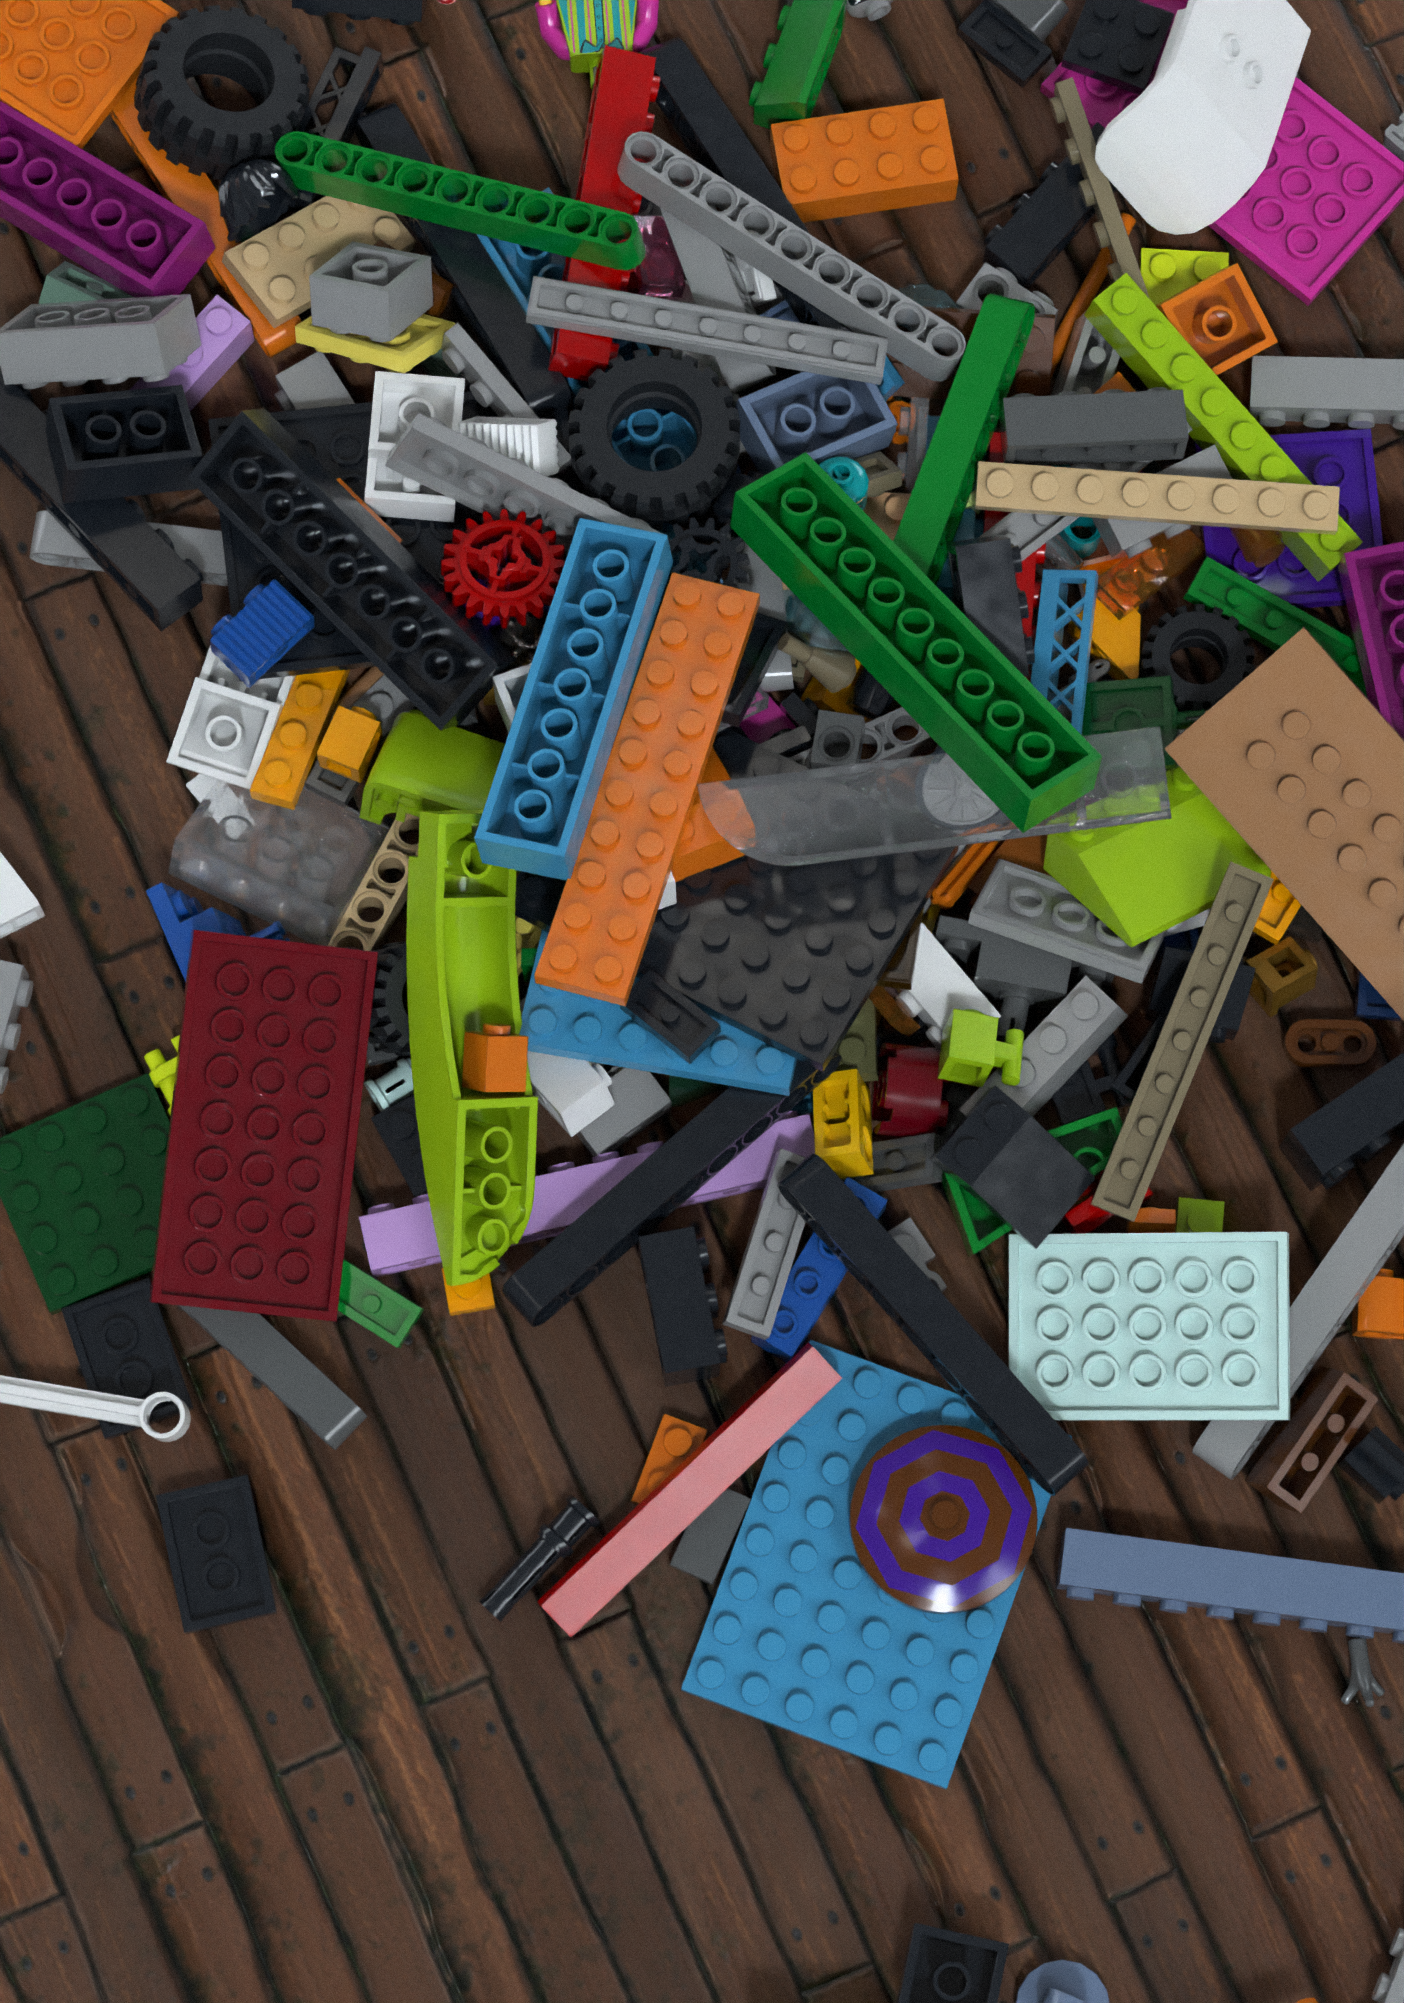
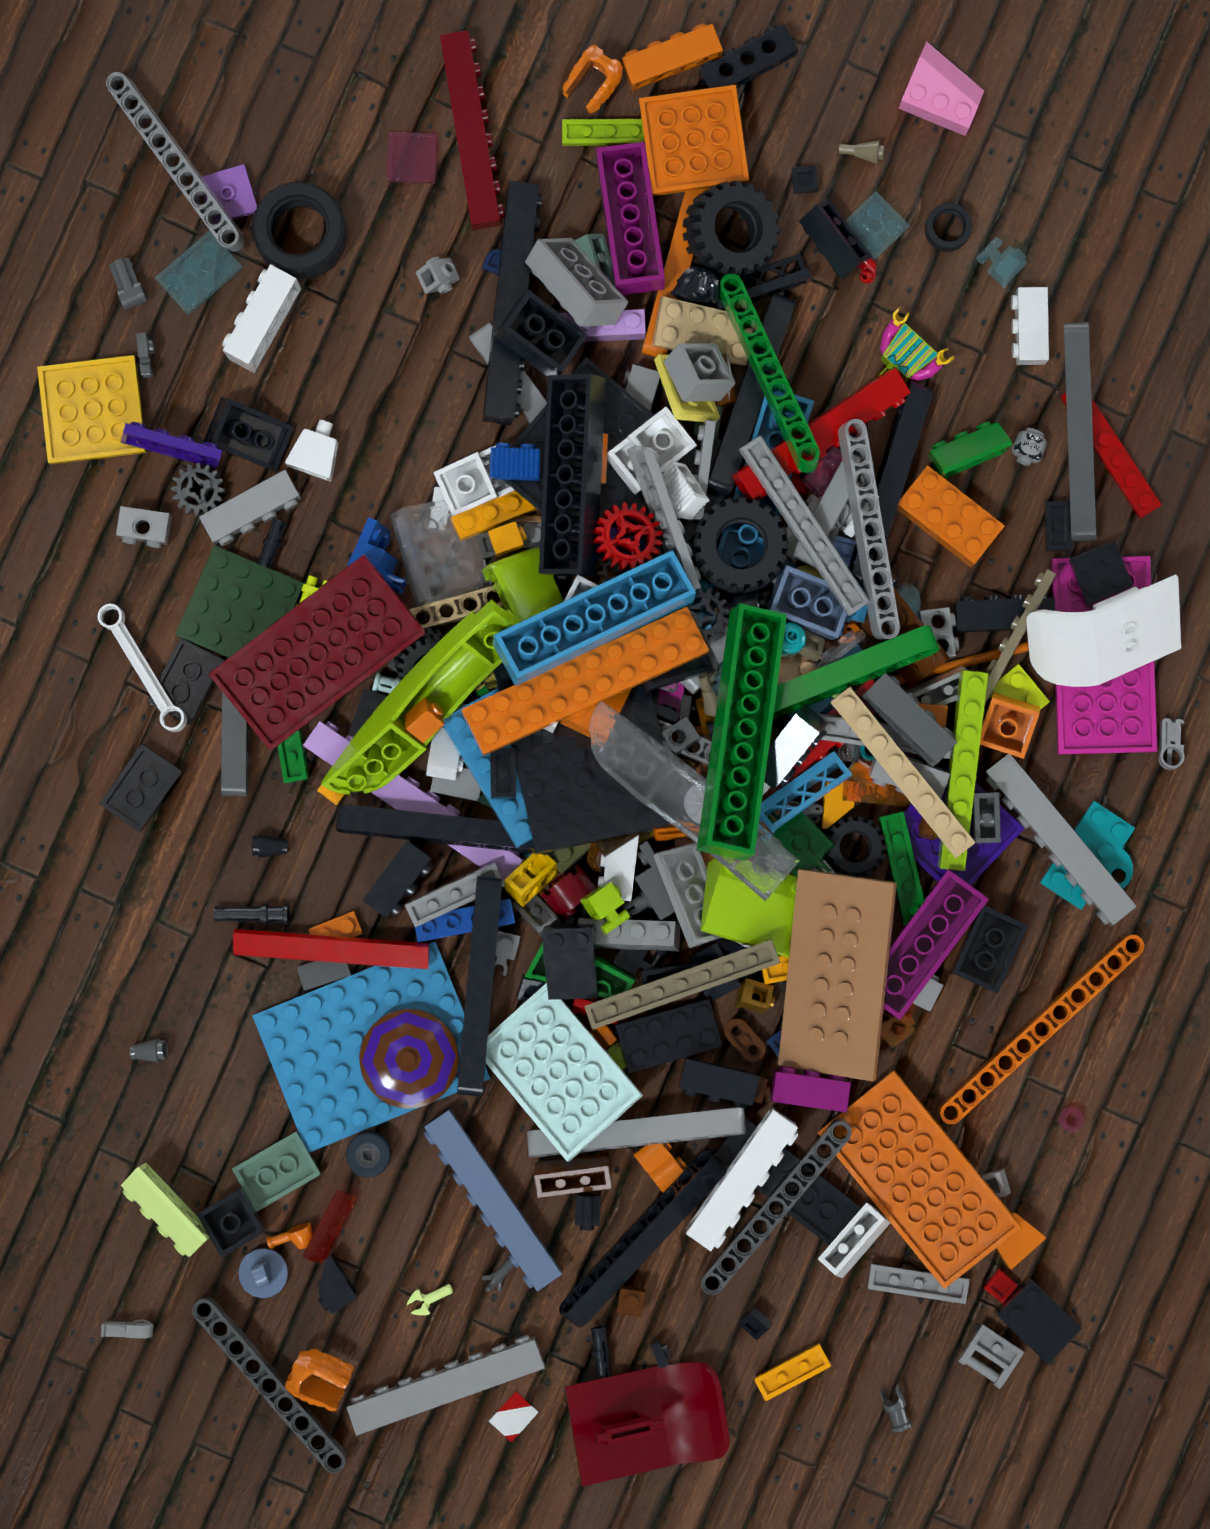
camera: 50 degrees right, 10 degrees up
(52, 1065) = (272, 543): none -> black pin
(463, 1450) = (268, 846): none -> black cone
(599, 1880) = (152, 1050): none -> dark grey cone
(933, 1854) = (276, 1171): none -> sand green plate
(992, 1267) = (528, 988): none -> black plate
(1016, 1712) = (368, 1154): none -> black wheel
(1056, 1905) = (299, 1235): none -> orange bar
(1081, 1849) = (329, 1226): none -> clear red plate
(1174, 1920) = (335, 1286): none -> black slope
(1231, 1139) = (668, 1036): none -> black plate
(1307, 1804) = (428, 1298): none -> yellowish green bar
(1317, 450) = (986, 818): none -> dark grey brick

